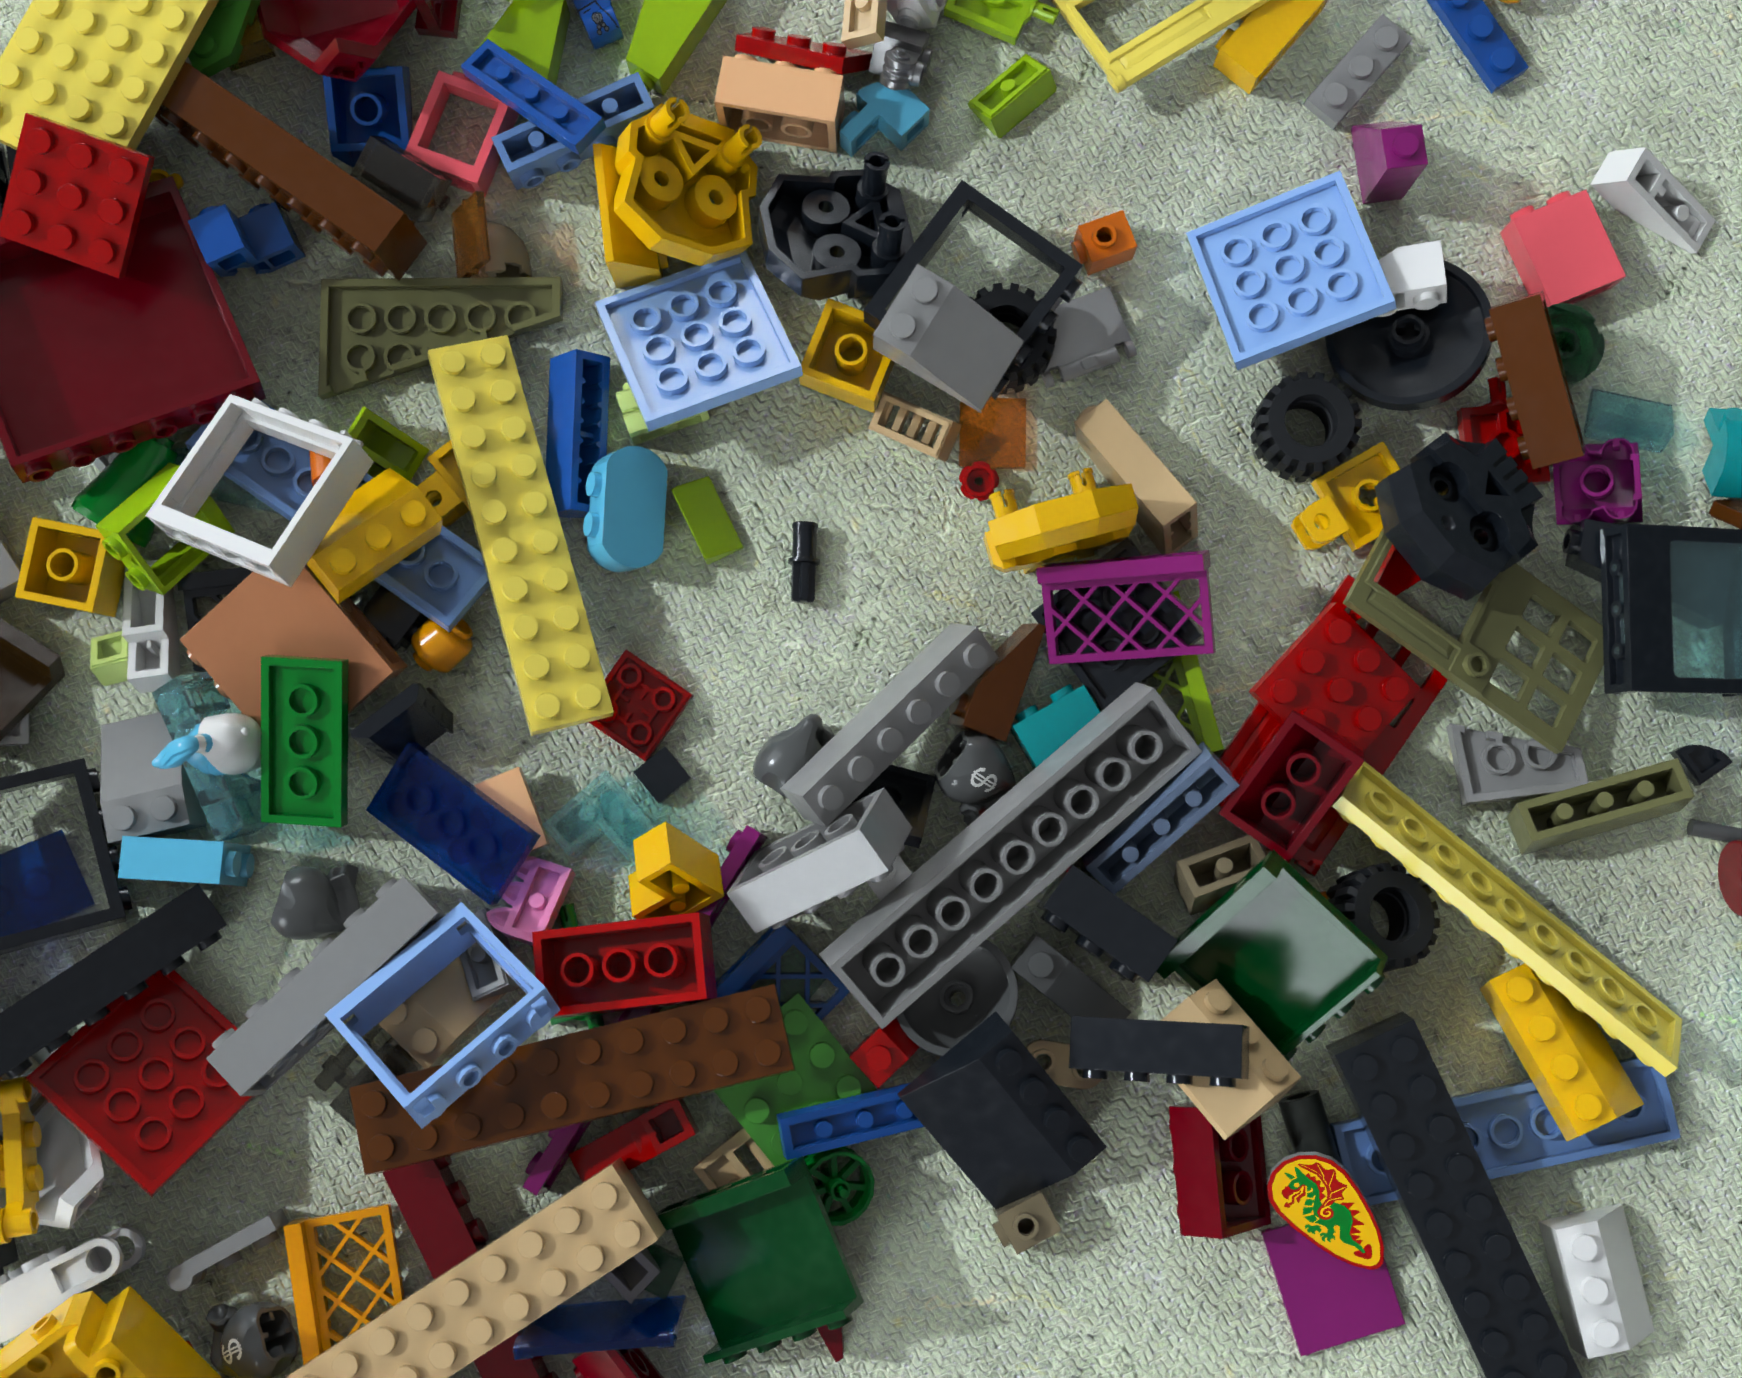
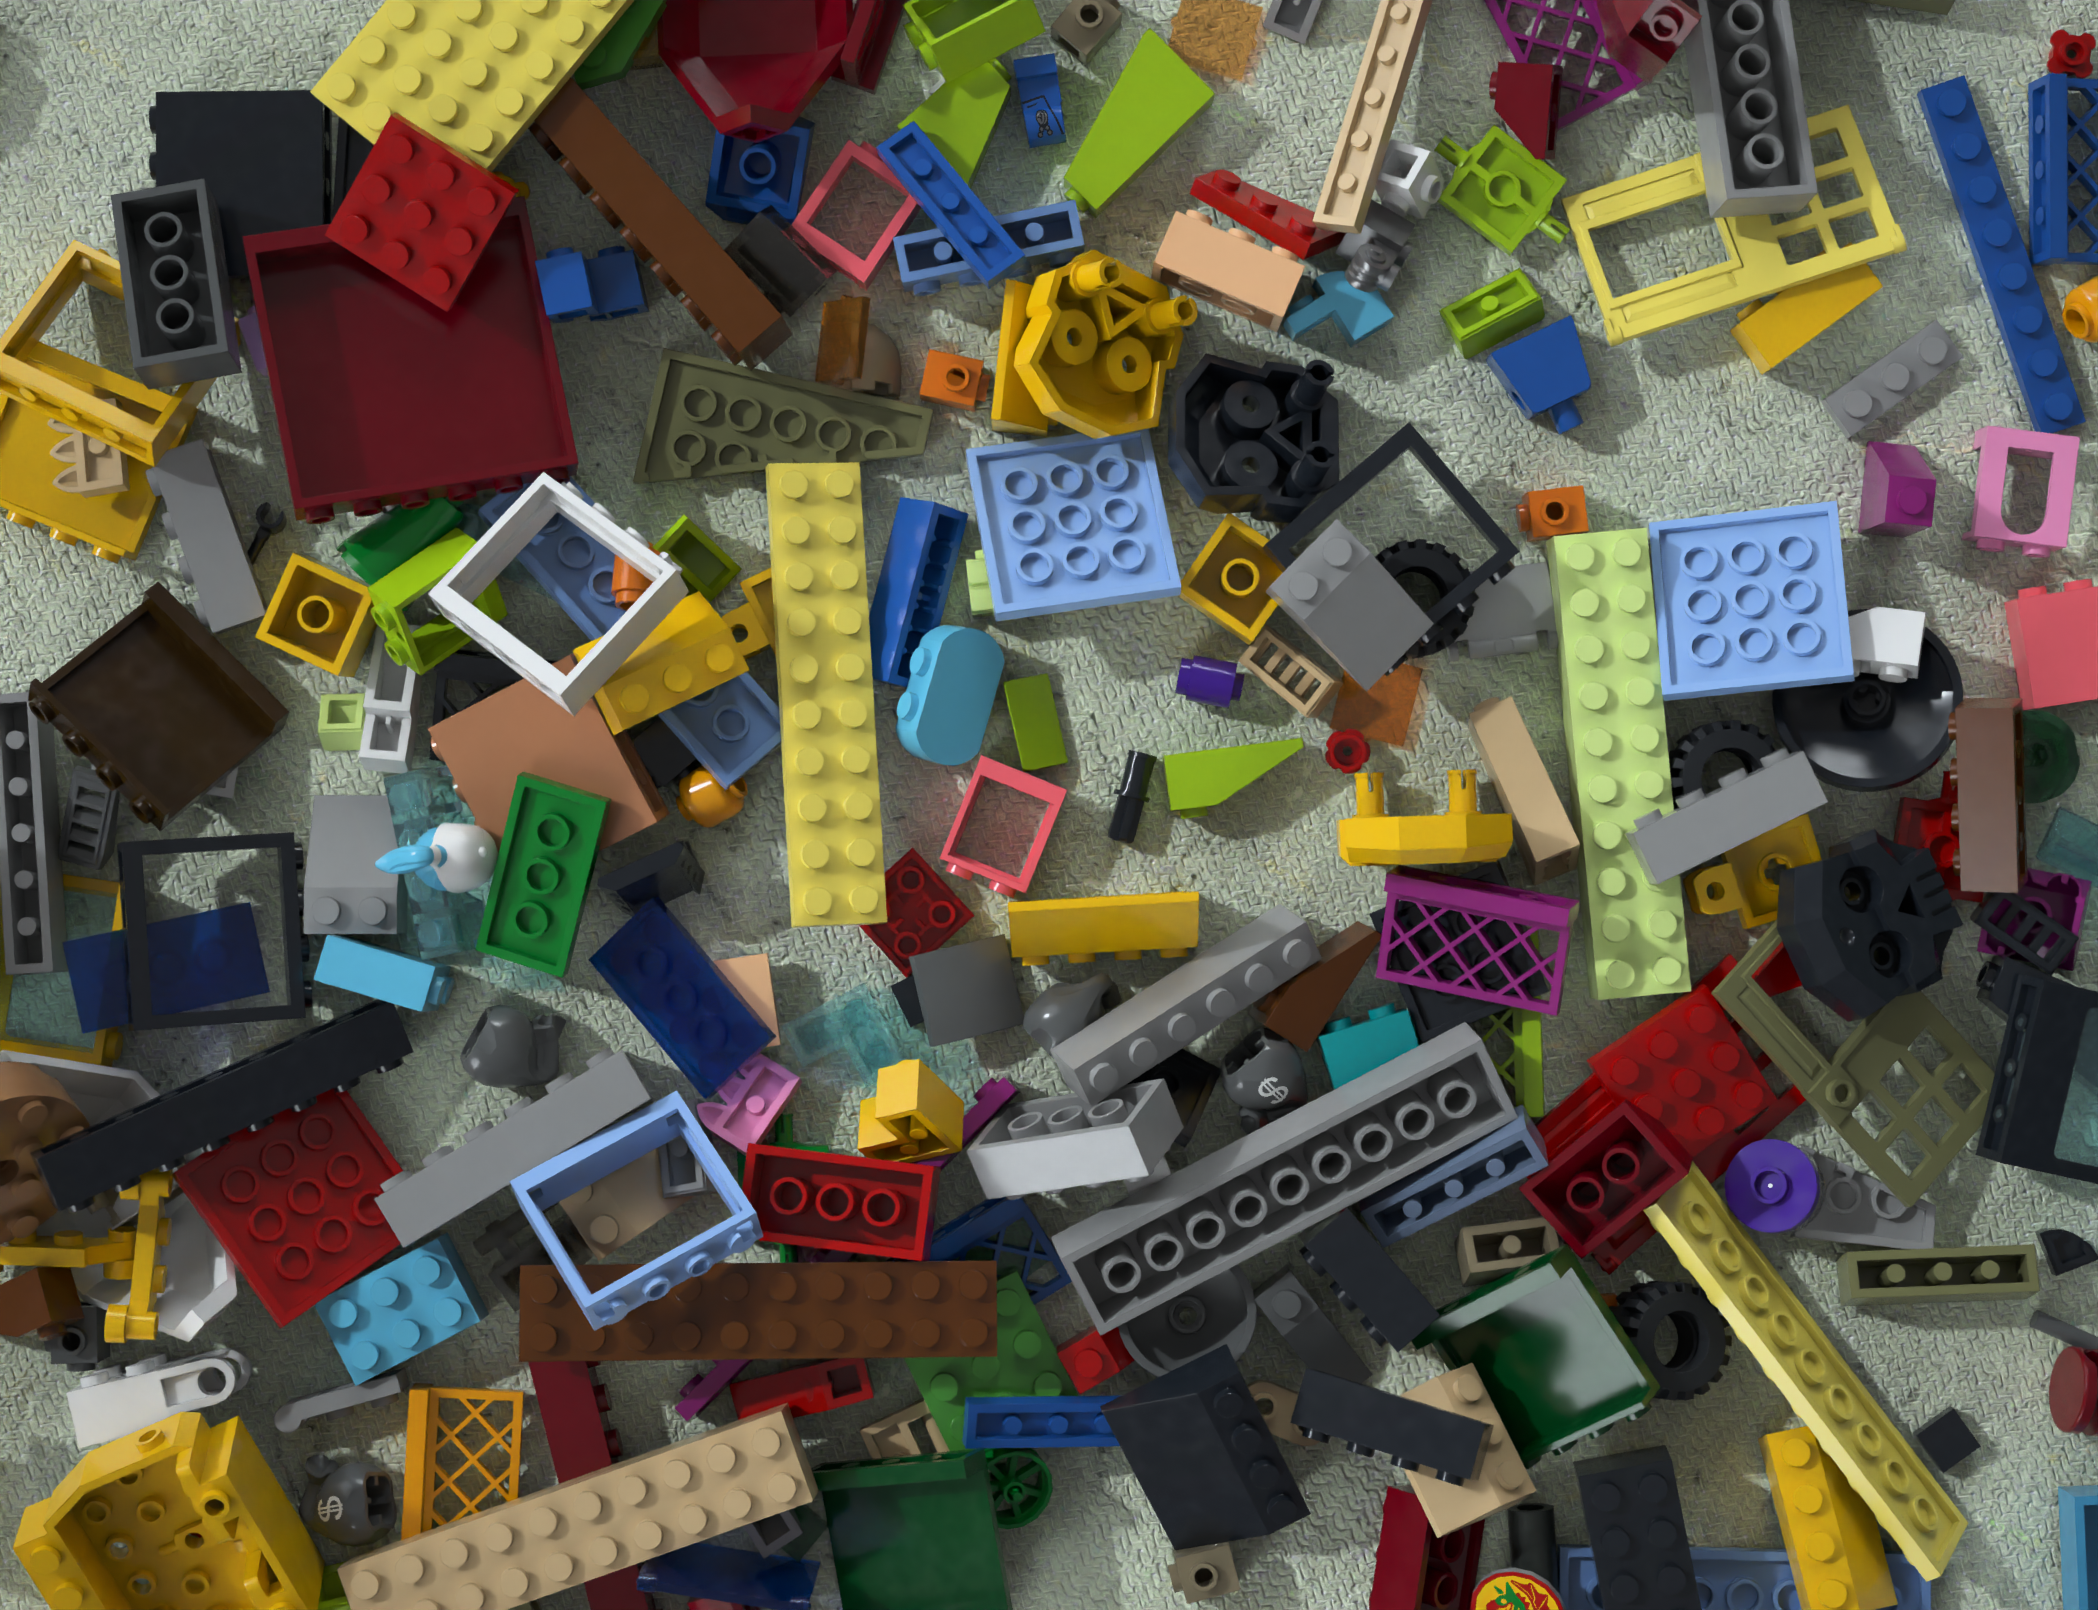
camera: 10 degrees right, 5 degrees up
(23, 506) = (265, 530): none -> black hand
(263, 1155) = (401, 1309): none -> medium azure brick
(572, 250) = (954, 381): none -> orange brick
(699, 759) = (967, 990): none -> dark grey slope
(701, 570) = (1020, 781): none -> coral window
(802, 670) = (1104, 925): none -> yellow slope
(847, 449) = (1209, 681): none -> dark purple brick
(871, 525) = (1213, 775): none -> lime slope
(1067, 130) = (1545, 373): none -> blue torso
(1212, 437) = (1616, 759): none -> yellowish green brick
(1316, 450) = (1725, 817): none -> light grey brick
(1438, 763) = (1774, 1187): none -> dark purple piece
(1473, 170) = (1987, 523): none -> bright pink panel
(1581, 471) = (2057, 951): none -> black slope
(1643, 950) = (1946, 1439): none -> black tile

